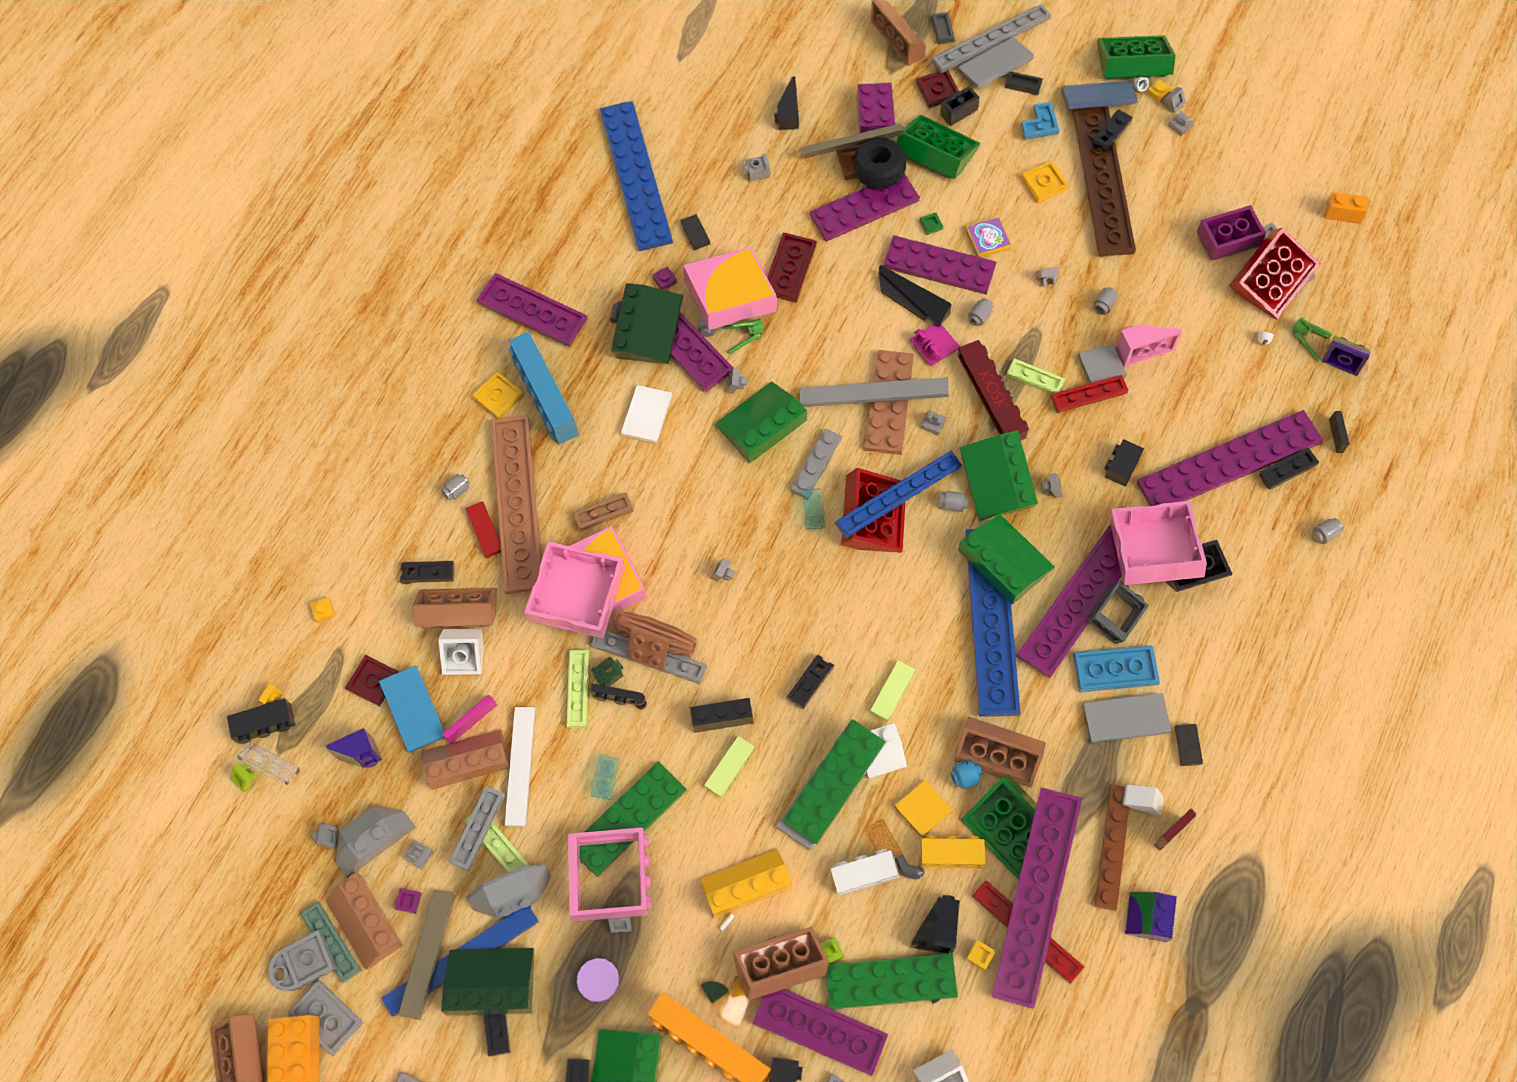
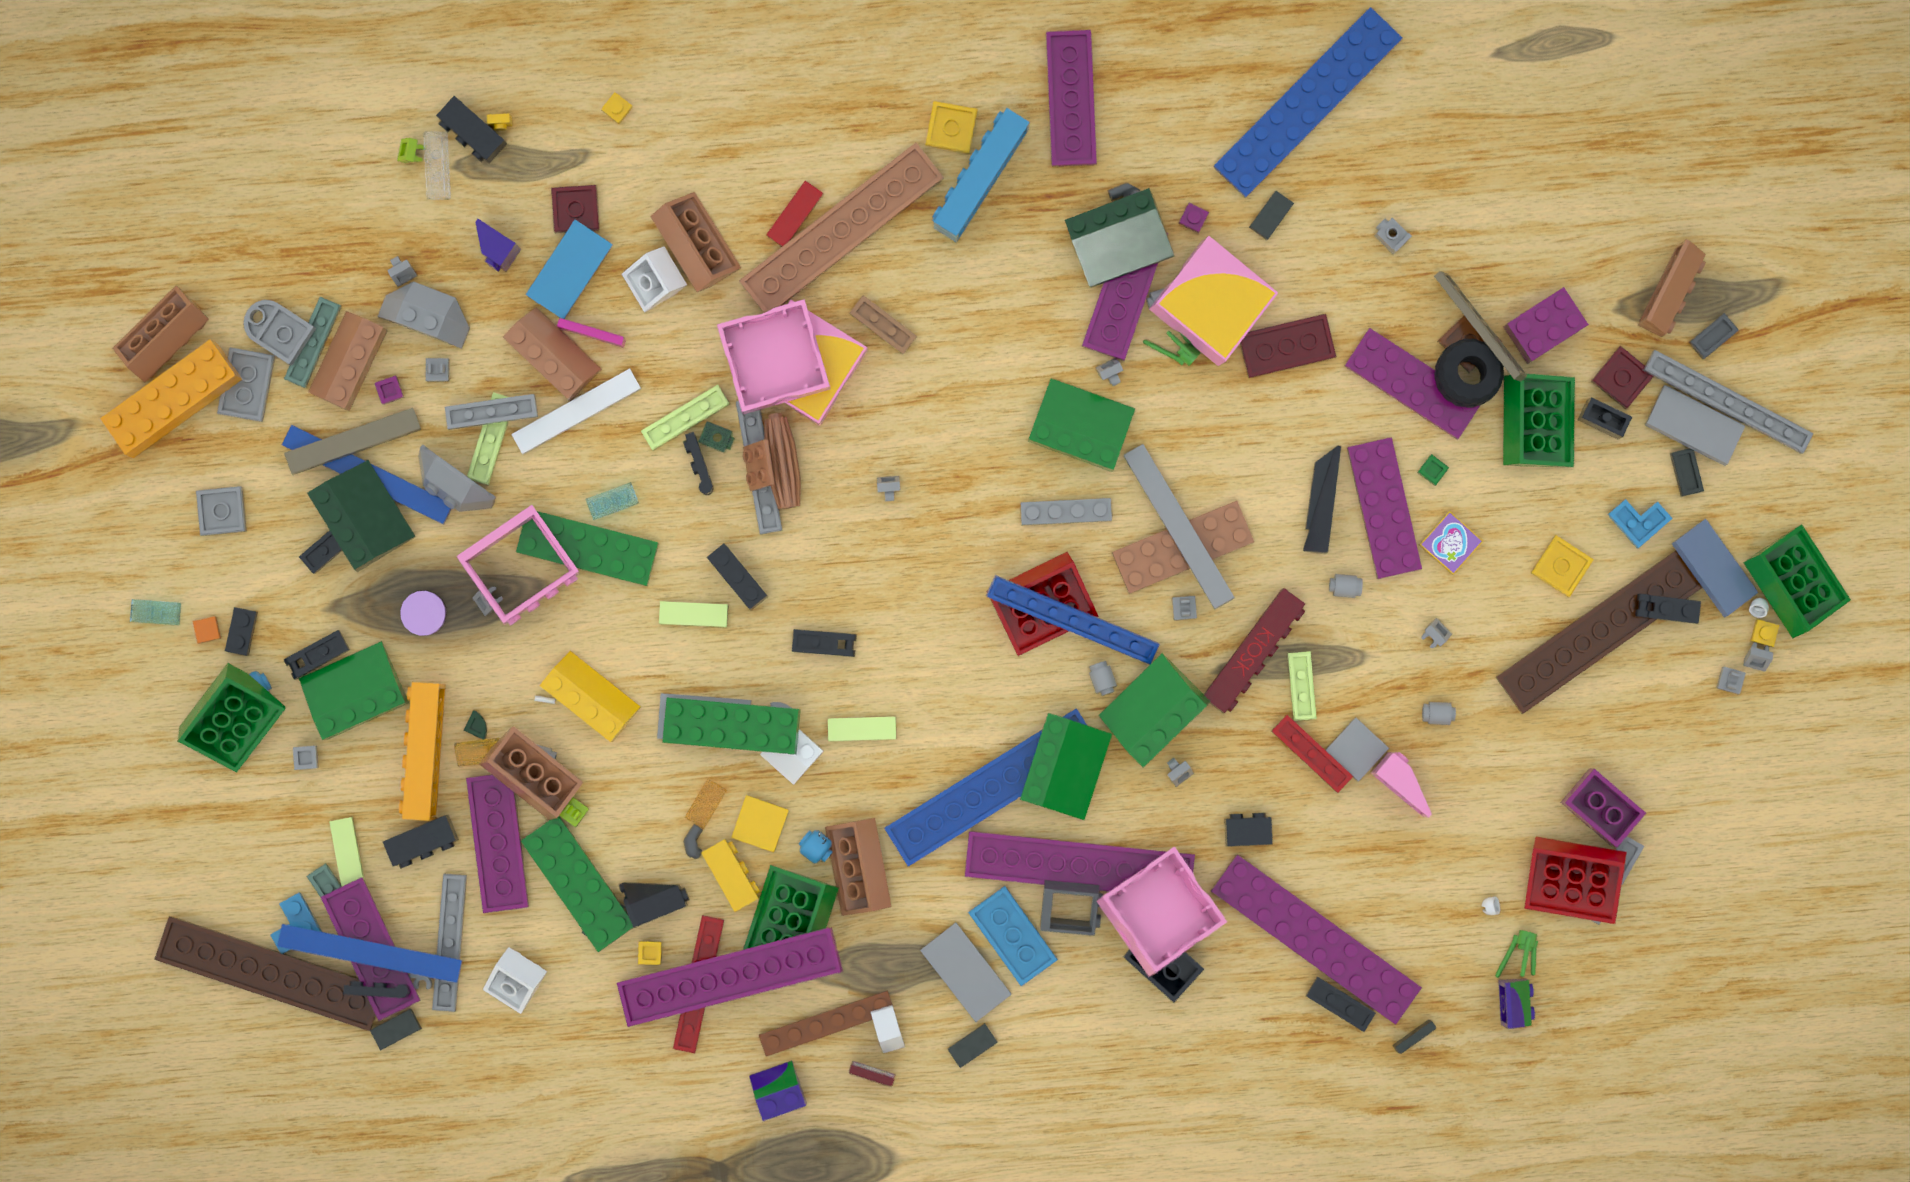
camera: 55 degrees right, 20 degrees up
(427, 571) = (715, 188): black plate -> none
(455, 486) = (821, 154): light grey brick -> none
(646, 414) = (1020, 300): white tile -> none
(787, 108) = (1491, 223): black slope -> none
(813, 508) = (1011, 539): clear light blue slope -> none
(865, 872) = (663, 803): white brick -> none
(934, 343) = (1280, 557): dark pink hinge -> none
(1327, 530) = (1288, 1076): light grey brick -> none
(1346, 207) = (1712, 918): light orange brick -> none

